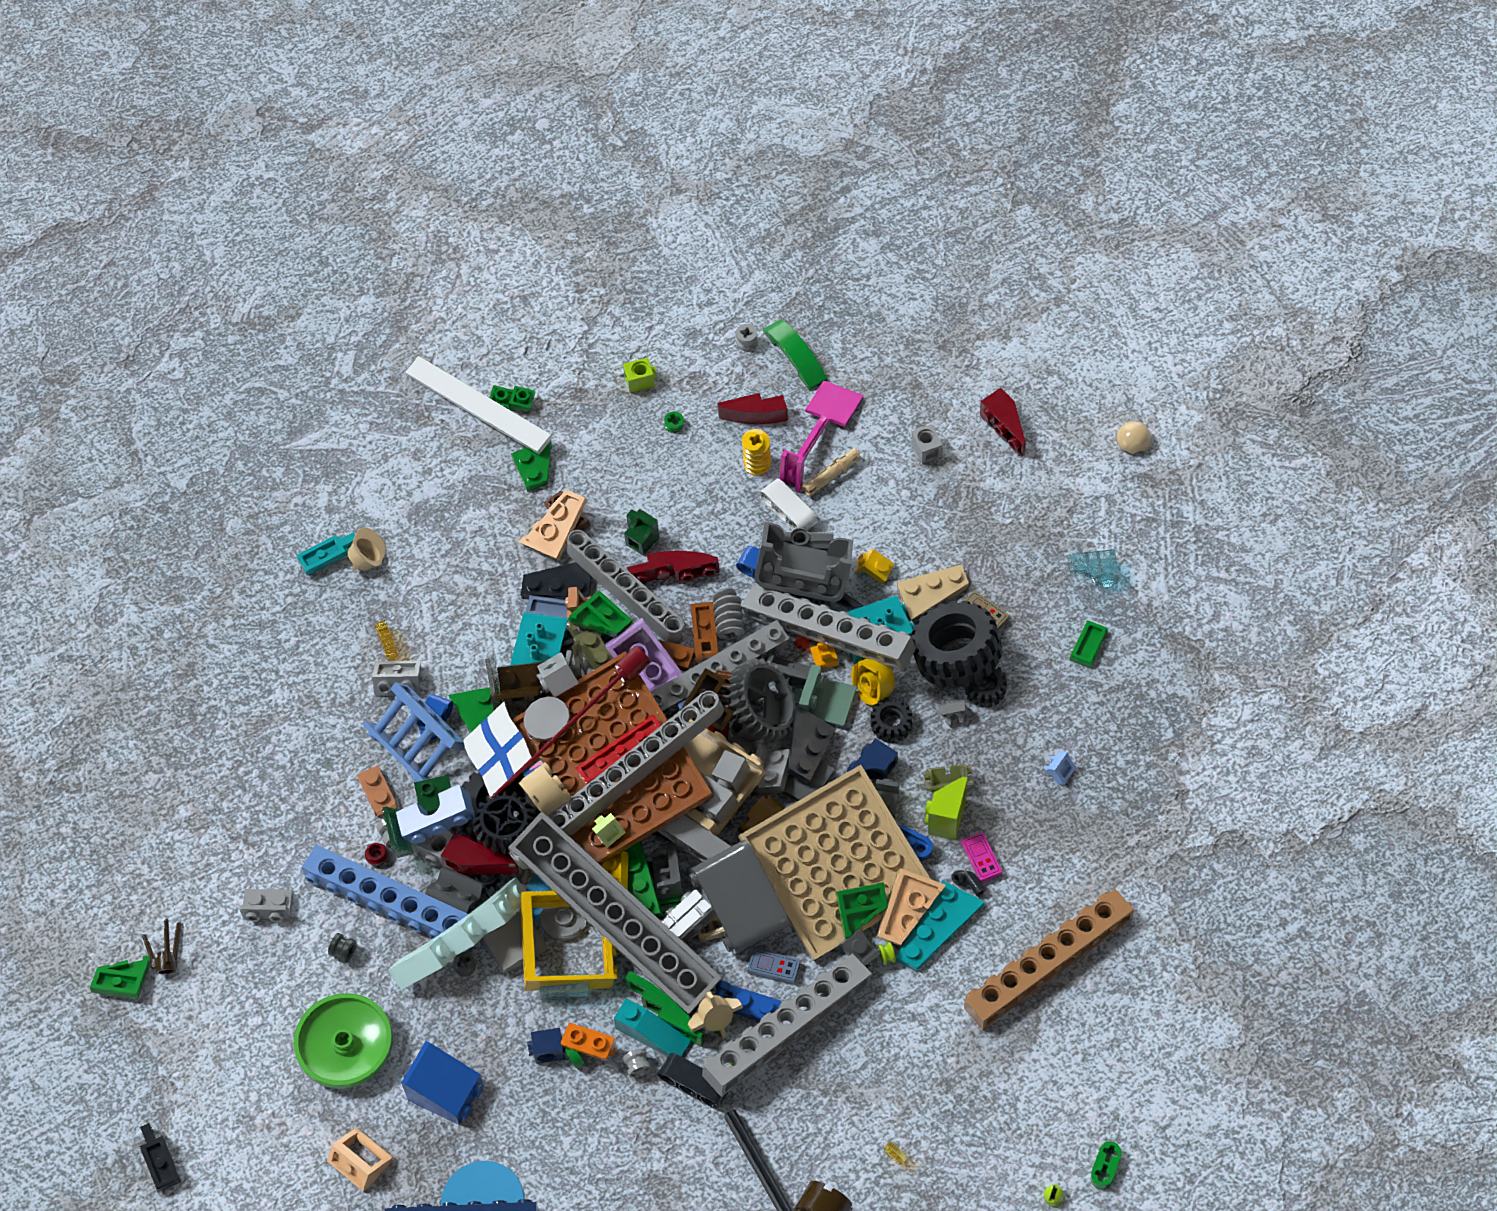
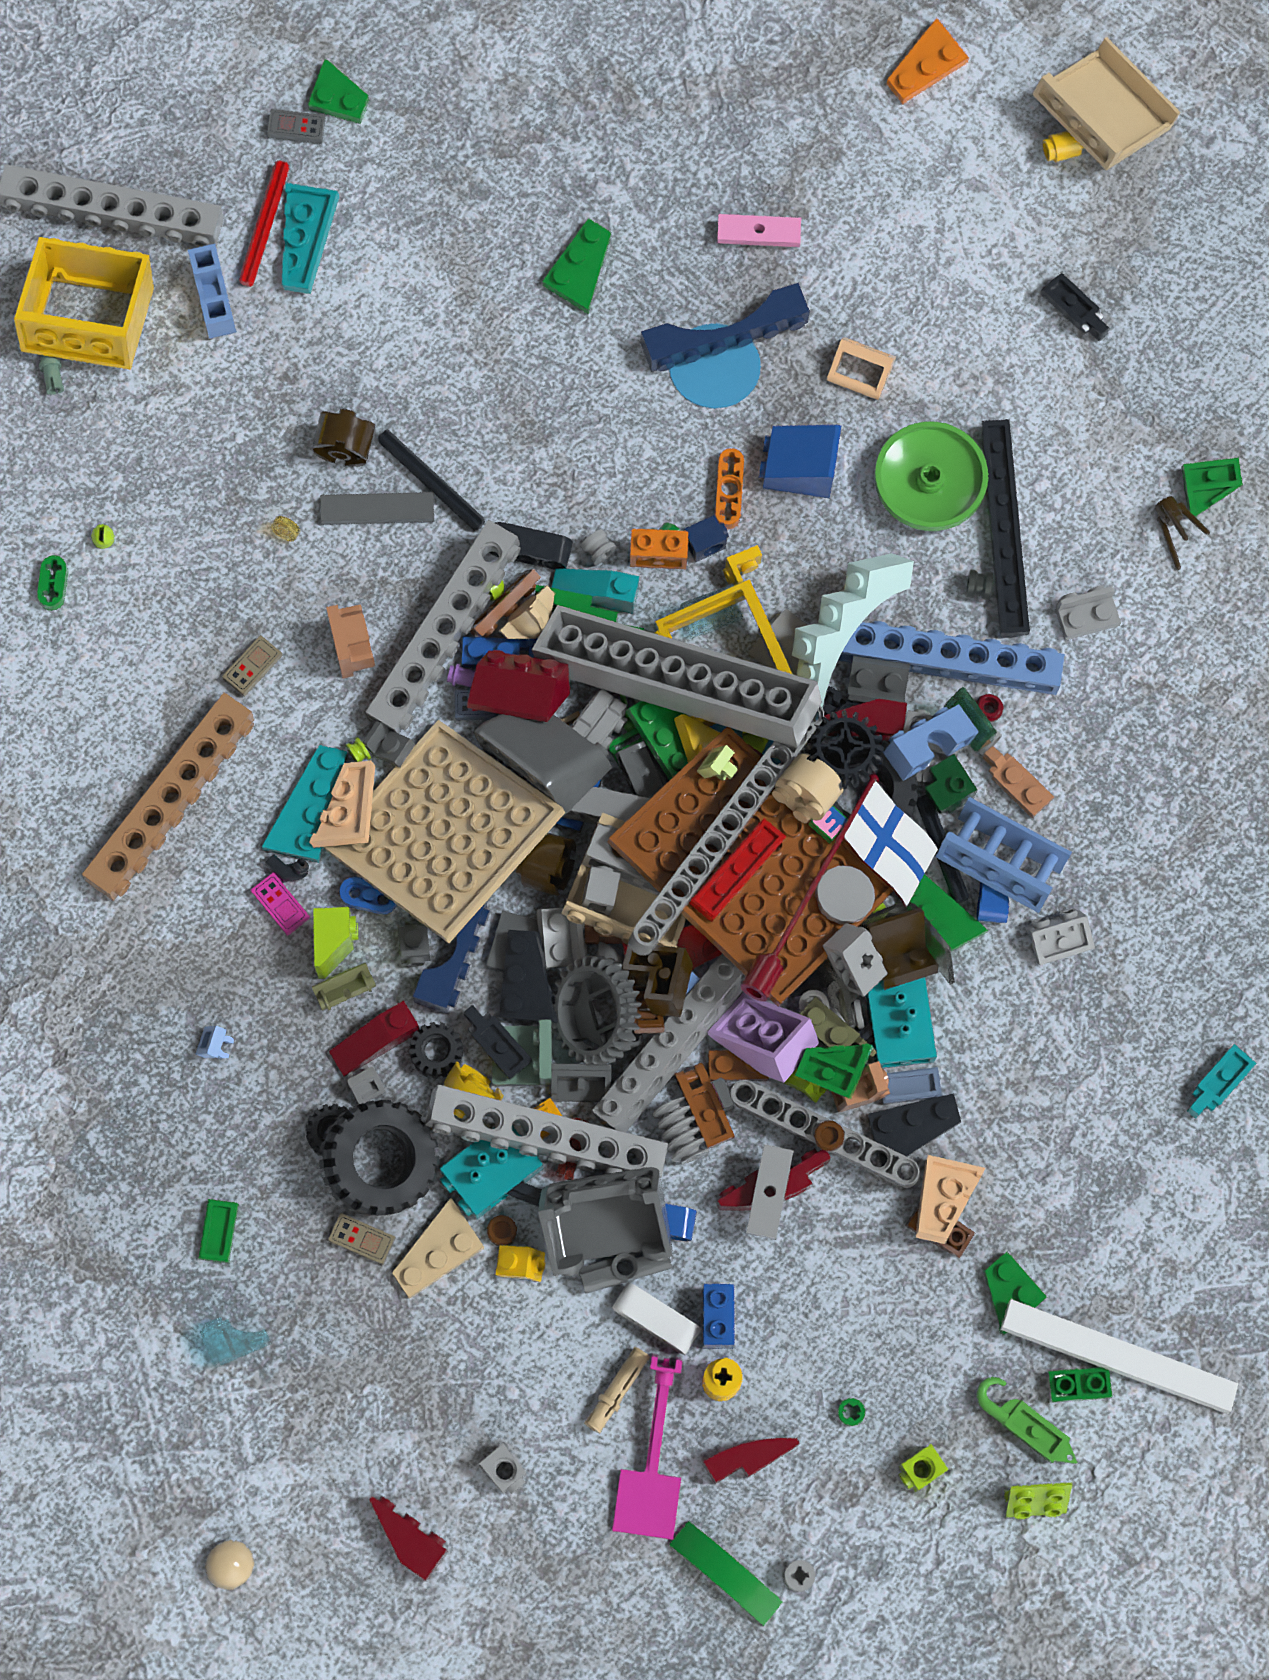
camera: 155 degrees right, 15 degrees up
(300, 989) = (1005, 529): none -> black plate
(366, 550) = (1170, 1096): tan piece -> none
(386, 640) = (1093, 980): clear yellow beam -> none
(457, 756) = (937, 834): none -> black axle
(510, 1075) = (738, 481): none -> orange beam
(525, 1018) = (744, 561): none -> yellow bracket
(558, 383) = (1027, 1425): none -> bright green plate
(576, 334) = (1037, 1500): none -> lime hinge
(622, 574) = (829, 1136): none -> reddish brown tile
(642, 531) = (833, 1224): dark green brick -> none
(679, 550) = (772, 1174): none -> light grey tile
(688, 633) = (723, 1094): none -> dark grey tile
(716, 1041) = (505, 604): none -> plate
(742, 952) = (519, 685): none -> dark red slope
(744, 495) = (718, 1316): none -> blue brick
(781, 989) = (460, 676): none -> medium lavender pin
(811, 1153) = (377, 508): none -> dark grey tile
(844, 707) = (497, 1042): none -> black hinge
(859, 906) = (401, 786): green wing -> none
(866, 1035) = (350, 639): none -> nougat panel
(880, 590) = (501, 1230): none -> reddish brown tile
(933, 738) = (375, 1038): none -> dark red slope
(954, 1049) = (252, 665): none -> dark tan tile

